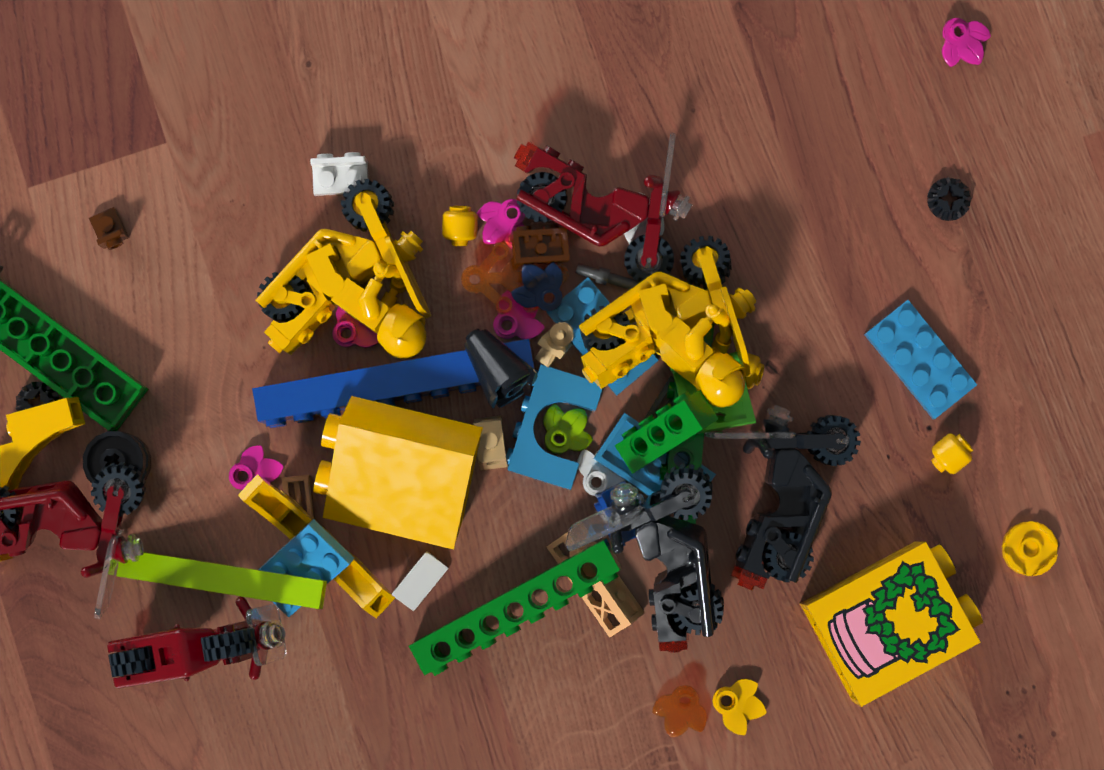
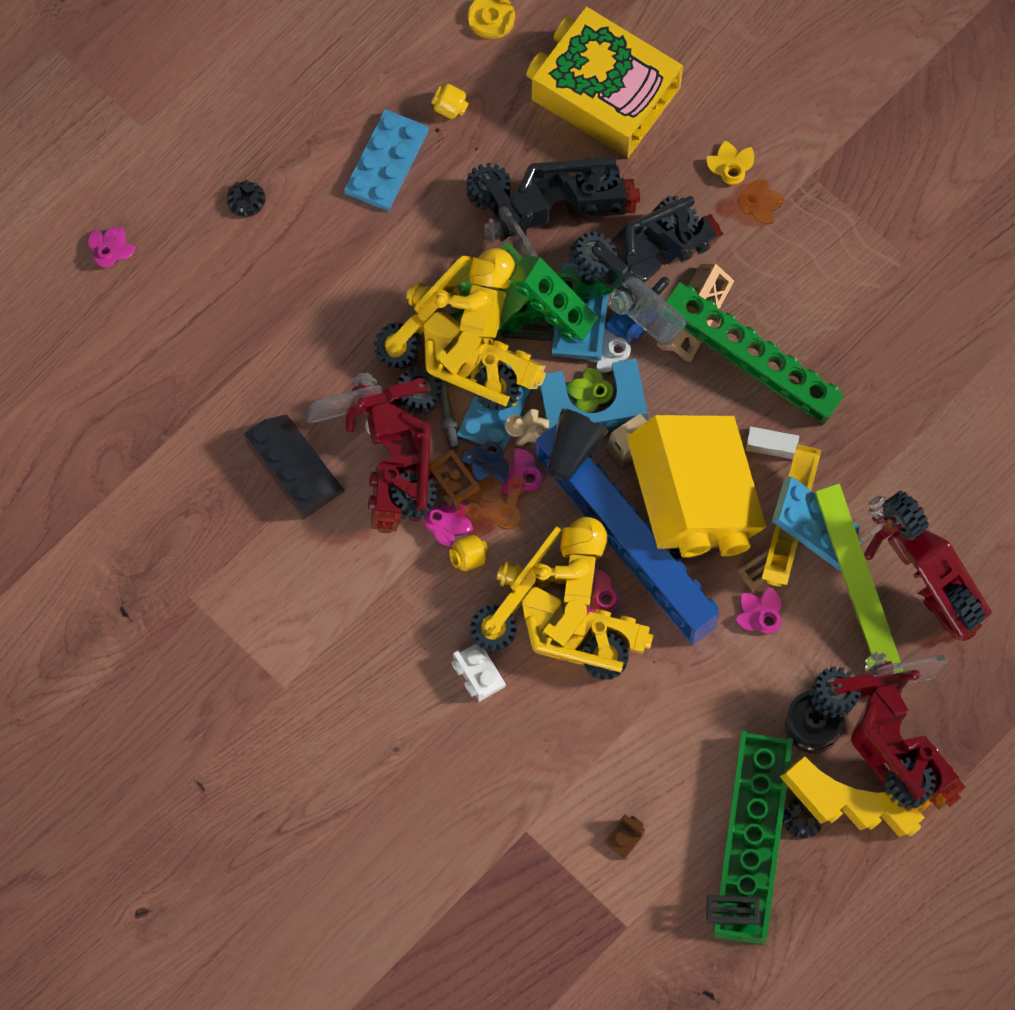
camera: 115 degrees left, 15 degrees down
(639, 105) = (293, 464): none -> black slope

